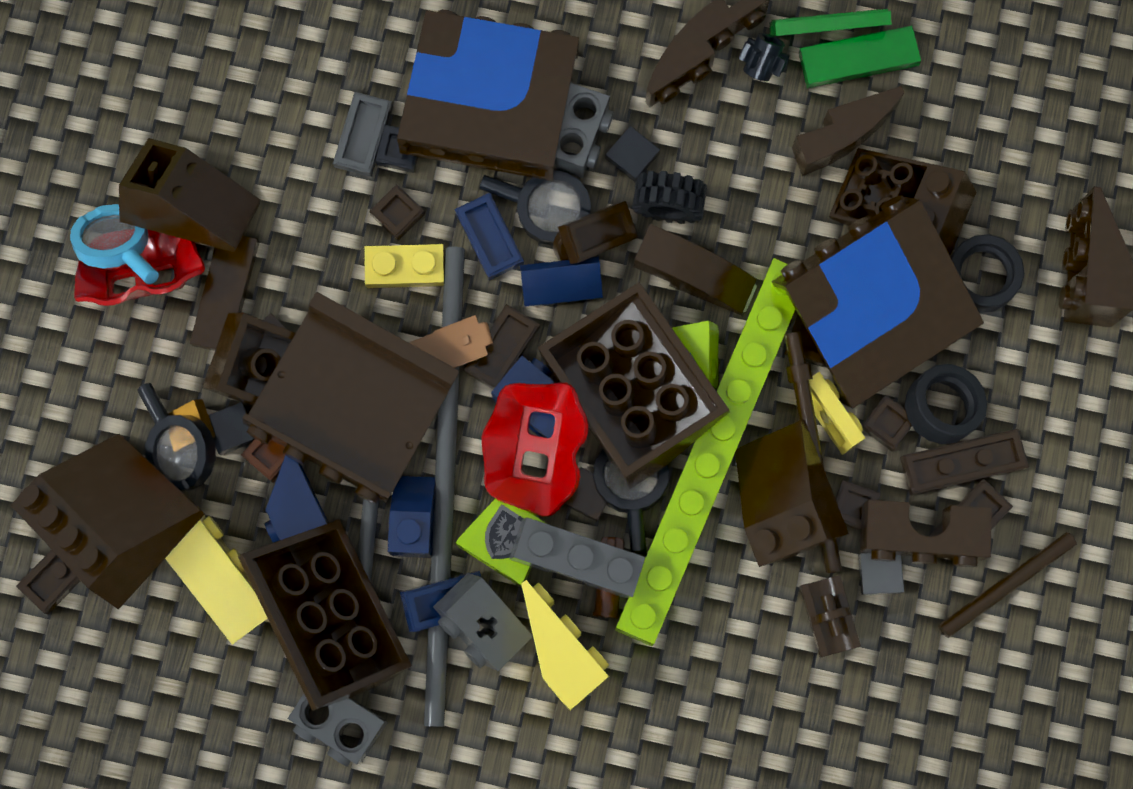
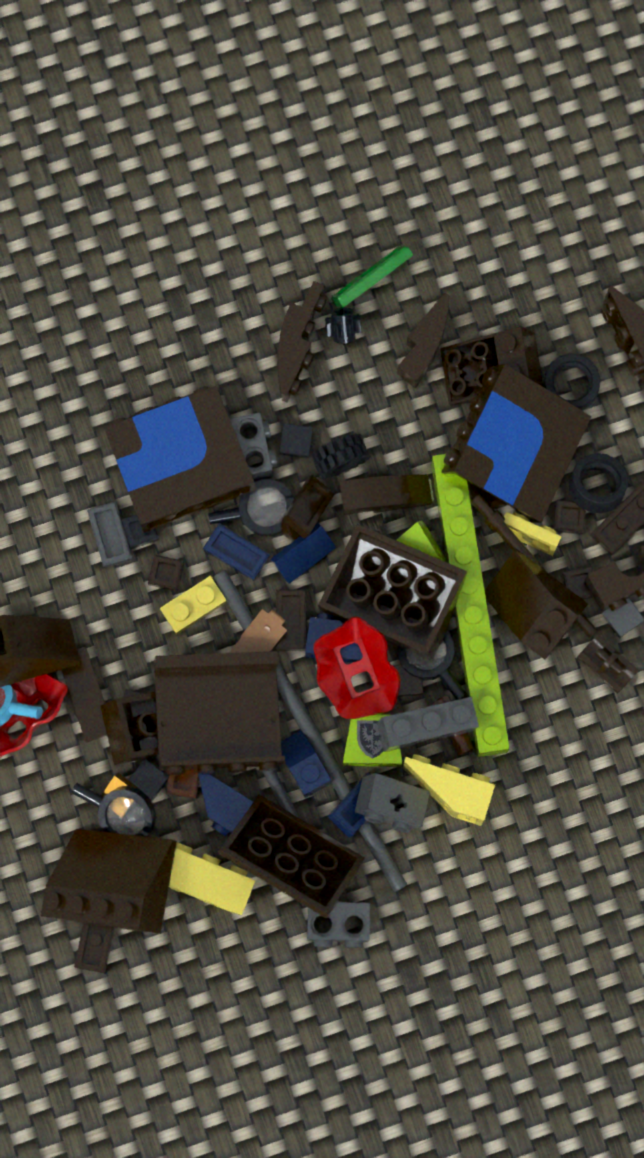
camera: 30 degrees left, 0 degrees up
(859, 57) = (404, 287): green tile -> none

